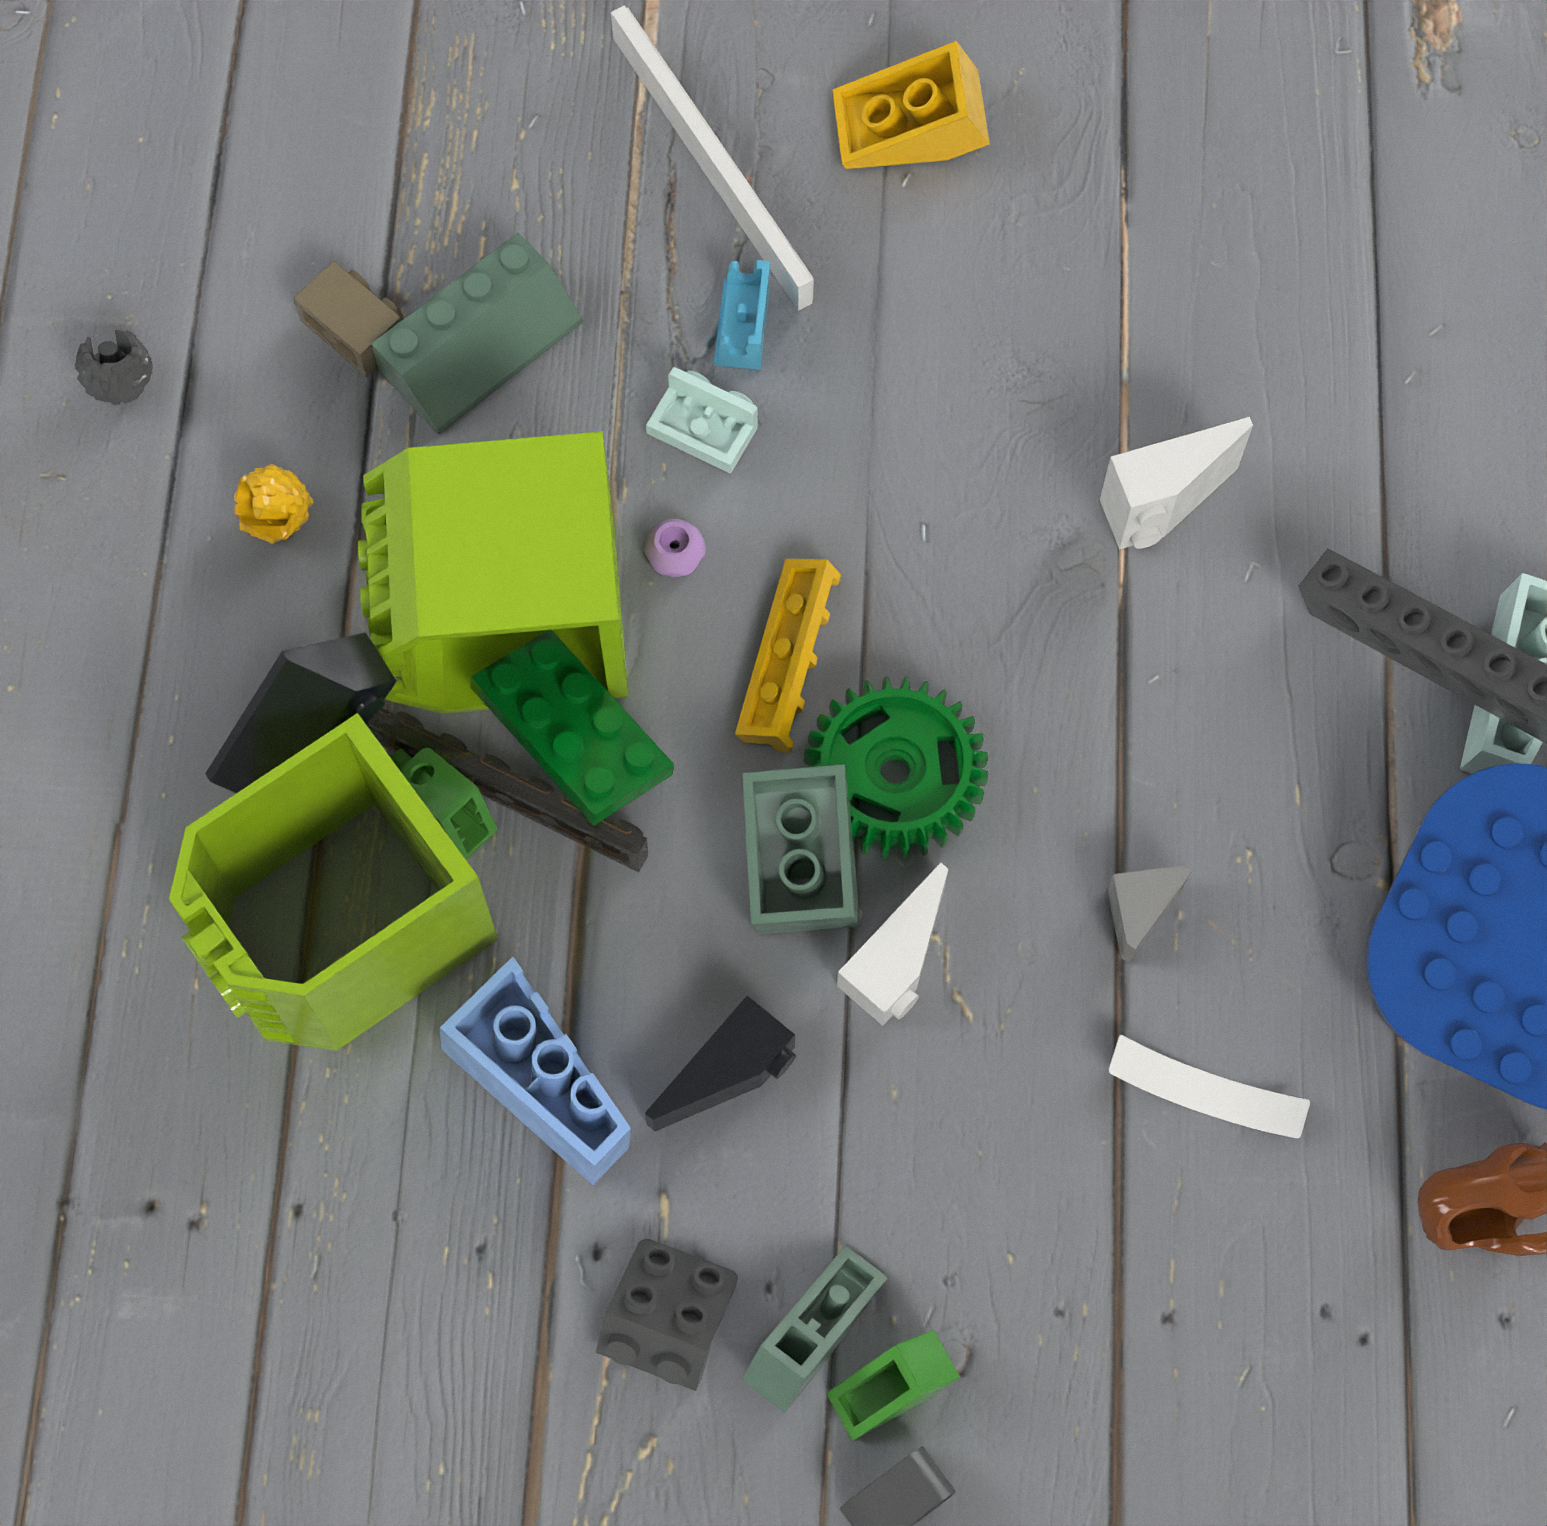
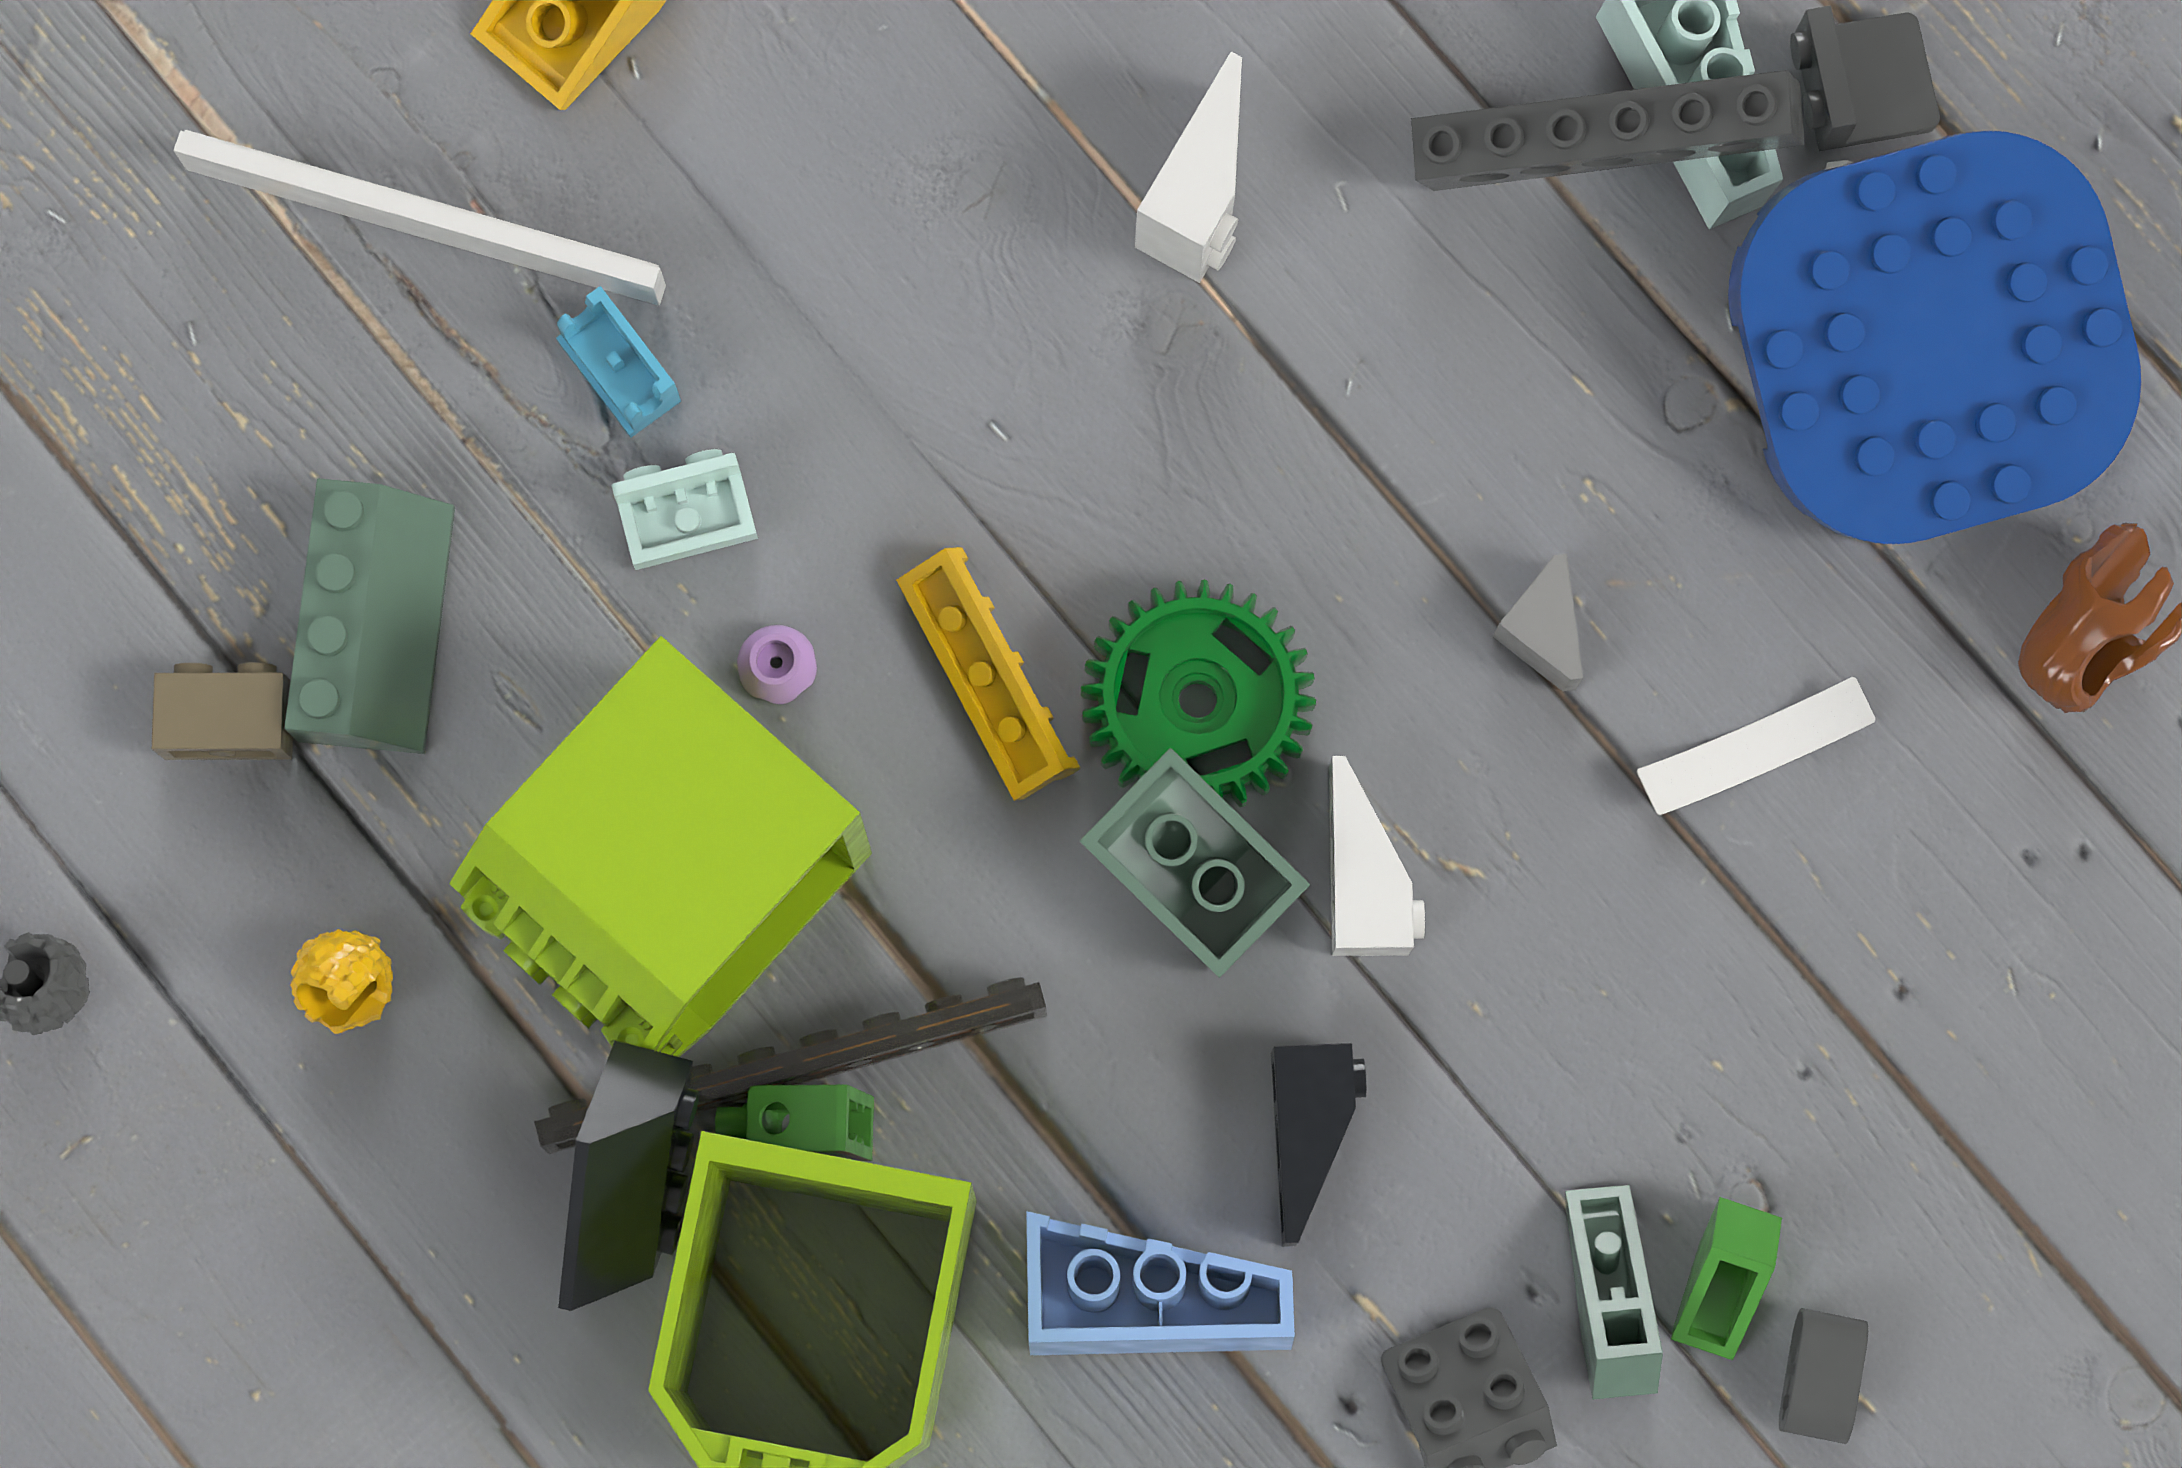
camera: 45 degrees left, 10 degrees up
(572, 726) = (873, 942): green plate -> none

